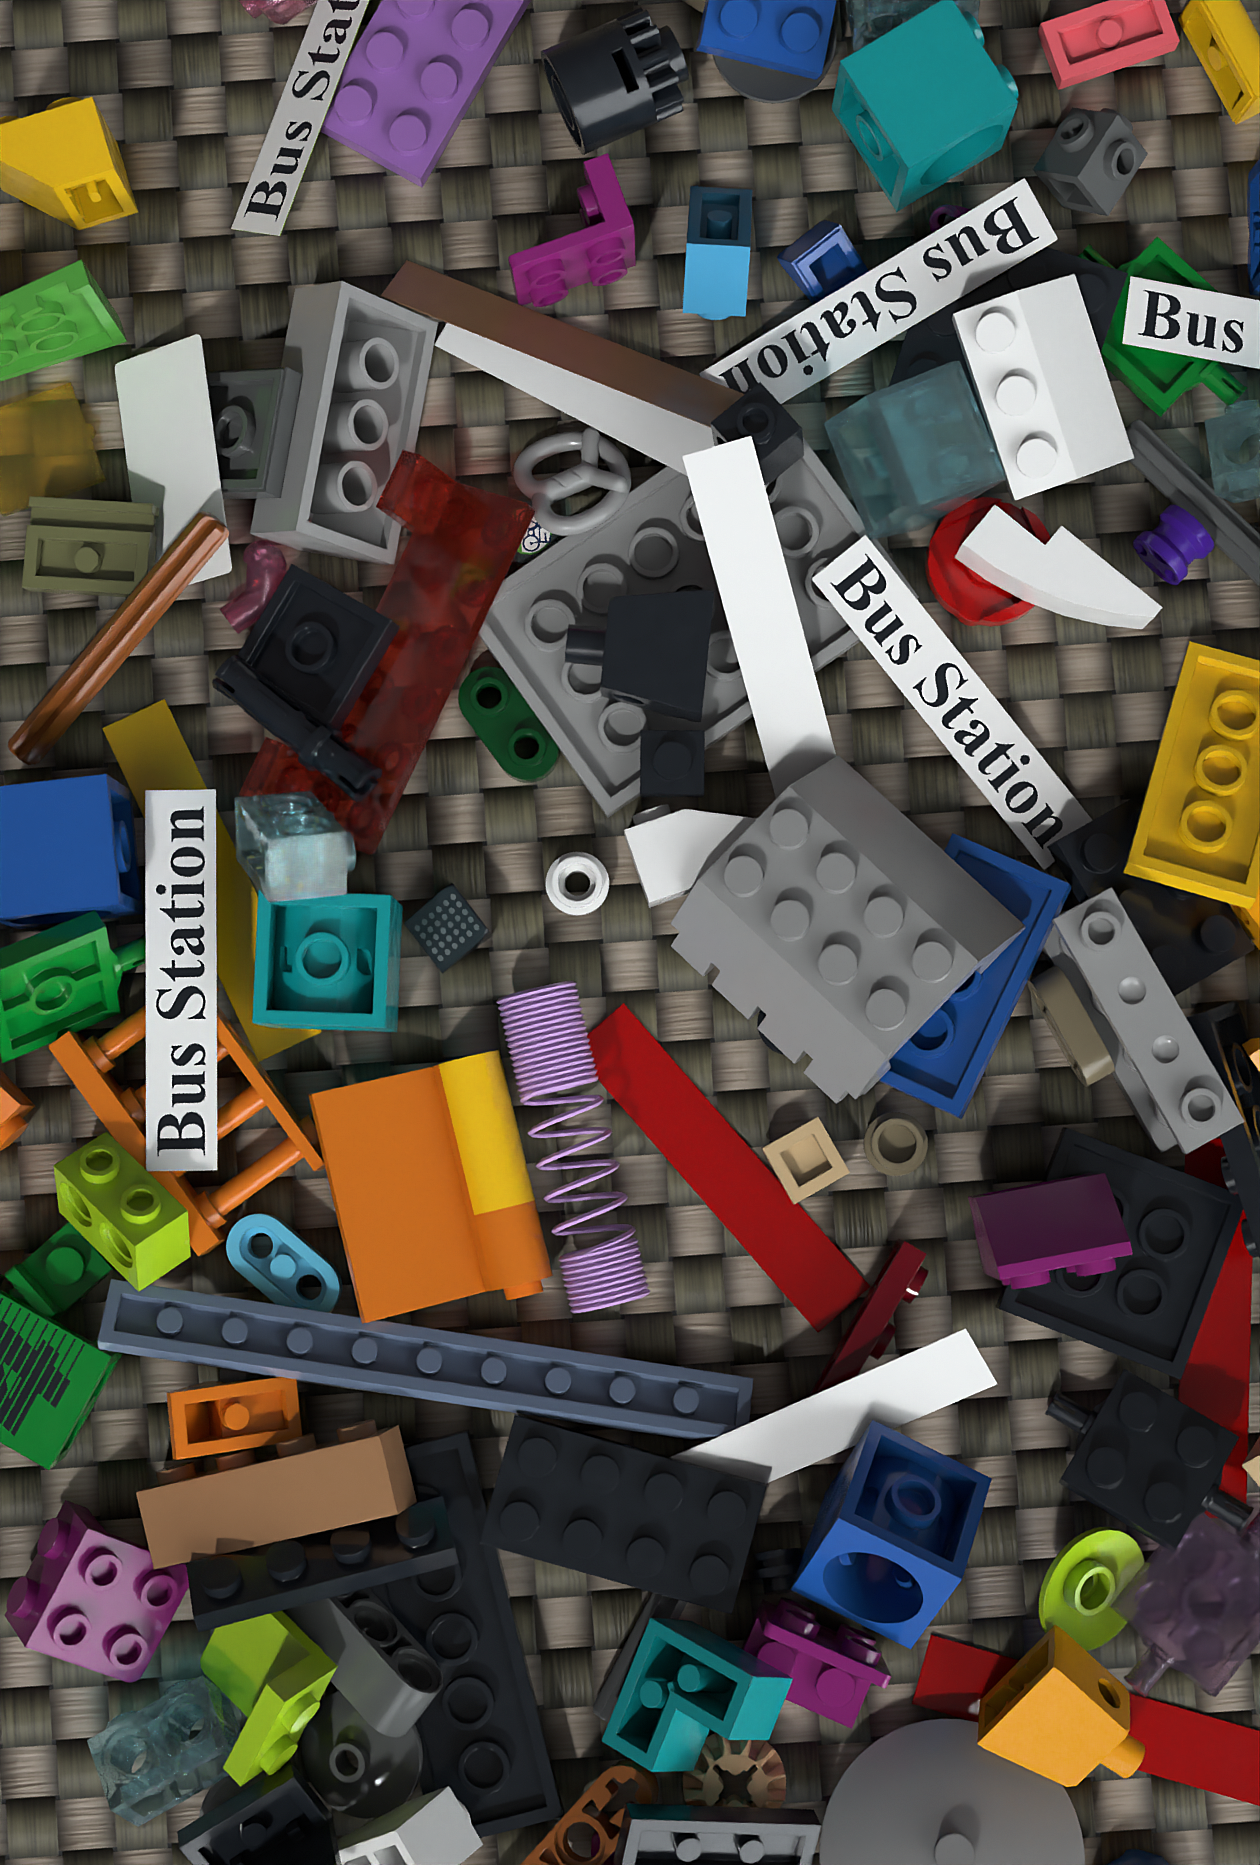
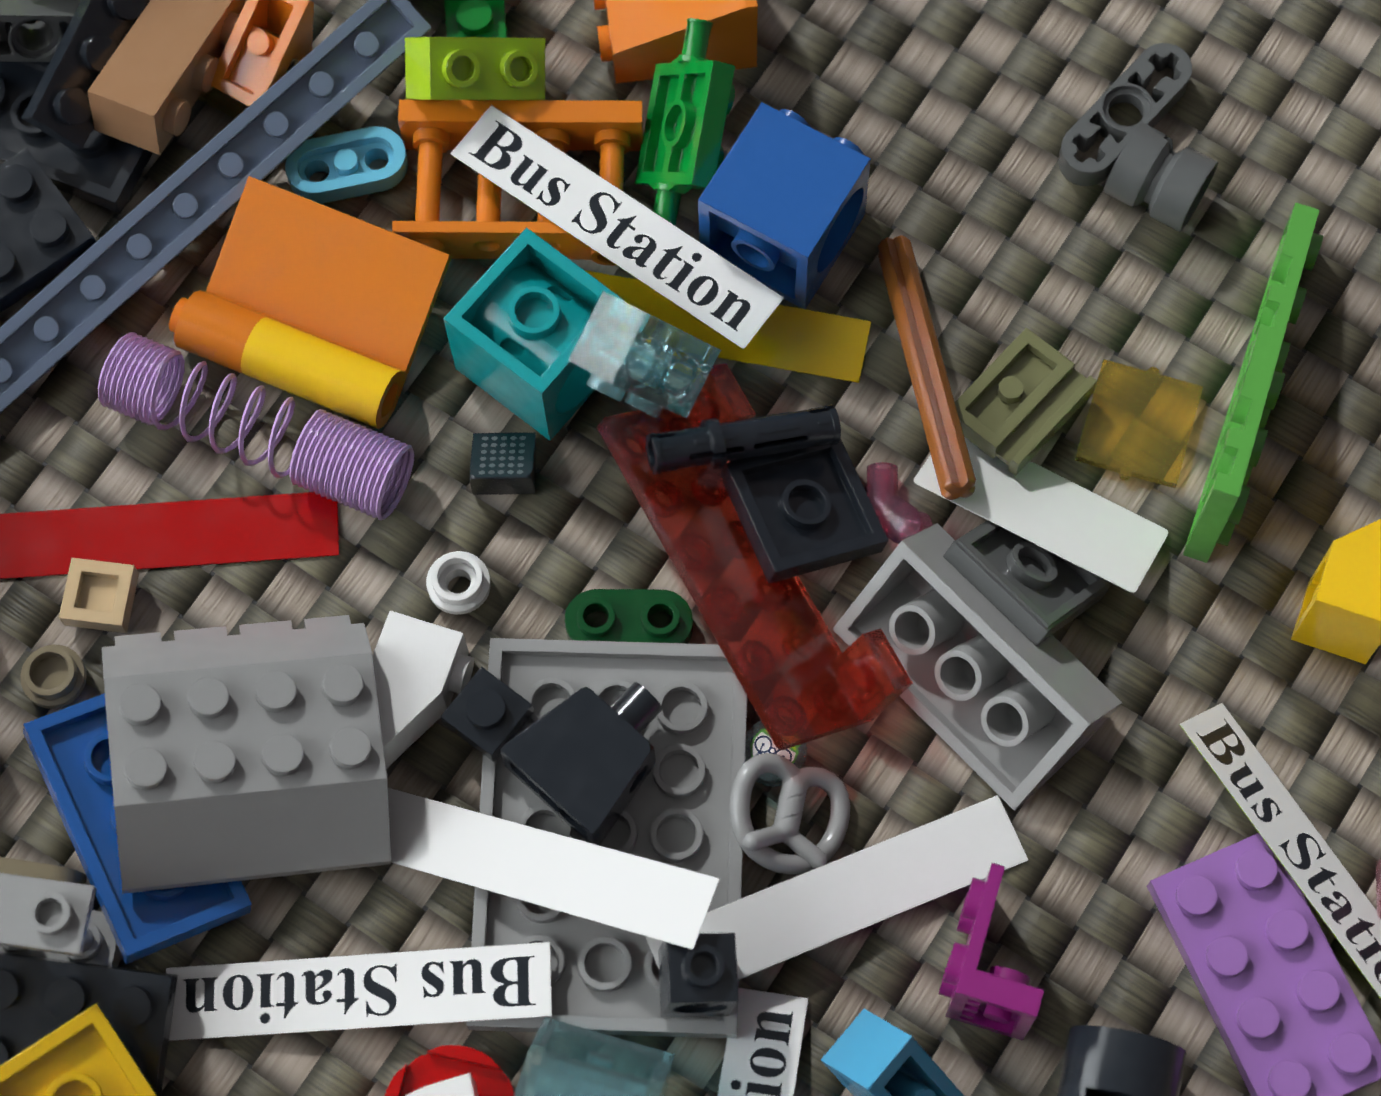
camera: 125 degrees right, 15 degrees down
(560, 344) = (908, 893): medium nougat sticker -> none

